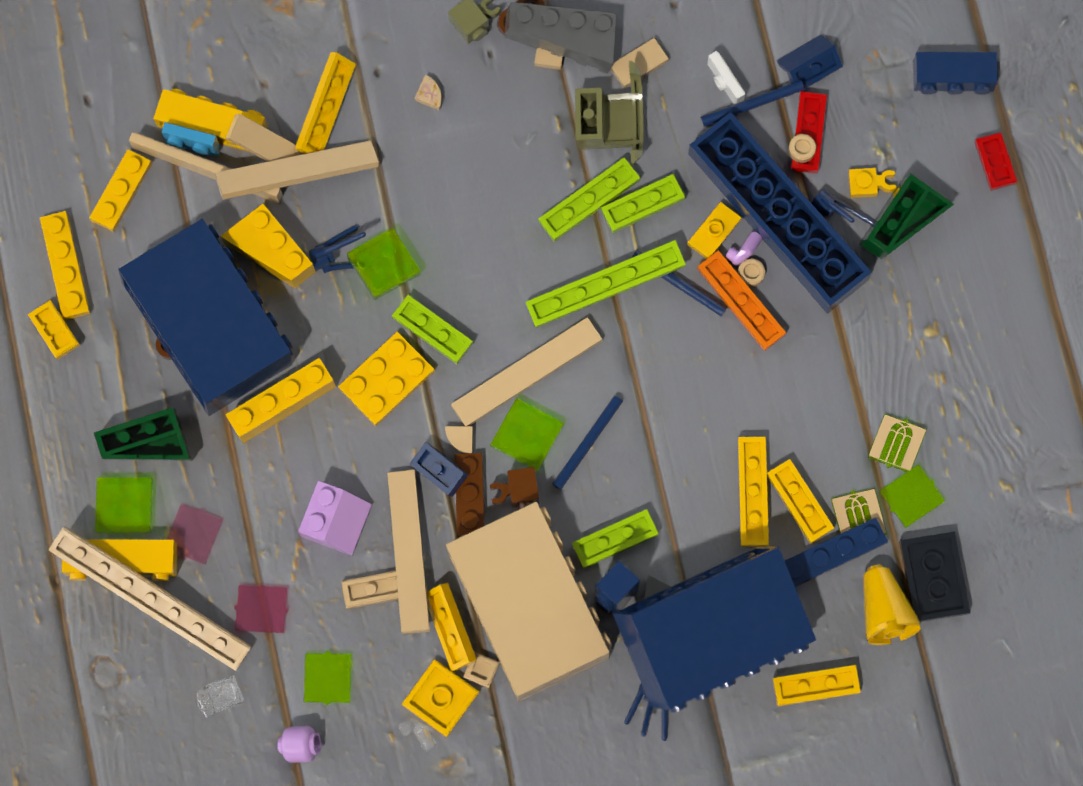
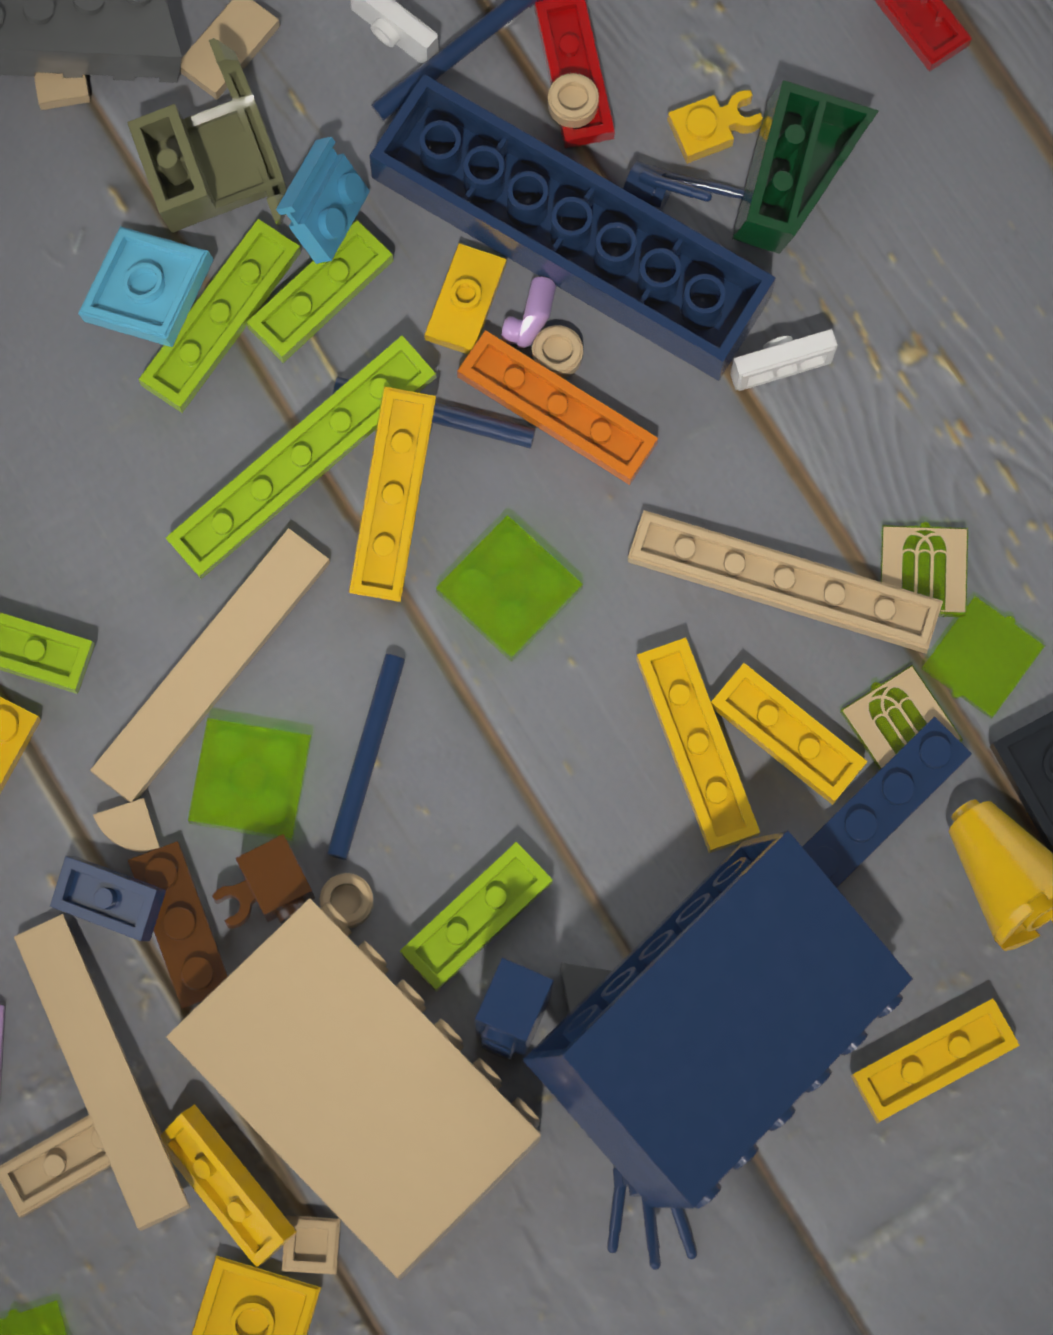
camera: 25 degrees left, 0 degrees up
(556, 508) = (349, 897): none -> tan tile
(557, 173) = (146, 286): none -> medium azure tile
(643, 317) = (392, 494): none -> yellow tile
(659, 159) = (323, 200): none -> dark azure plate
(686, 383) = (509, 588): none -> clear neon green plate
(825, 425) = (785, 581): none -> tan tile
(863, 313) = (782, 359): none -> white plate

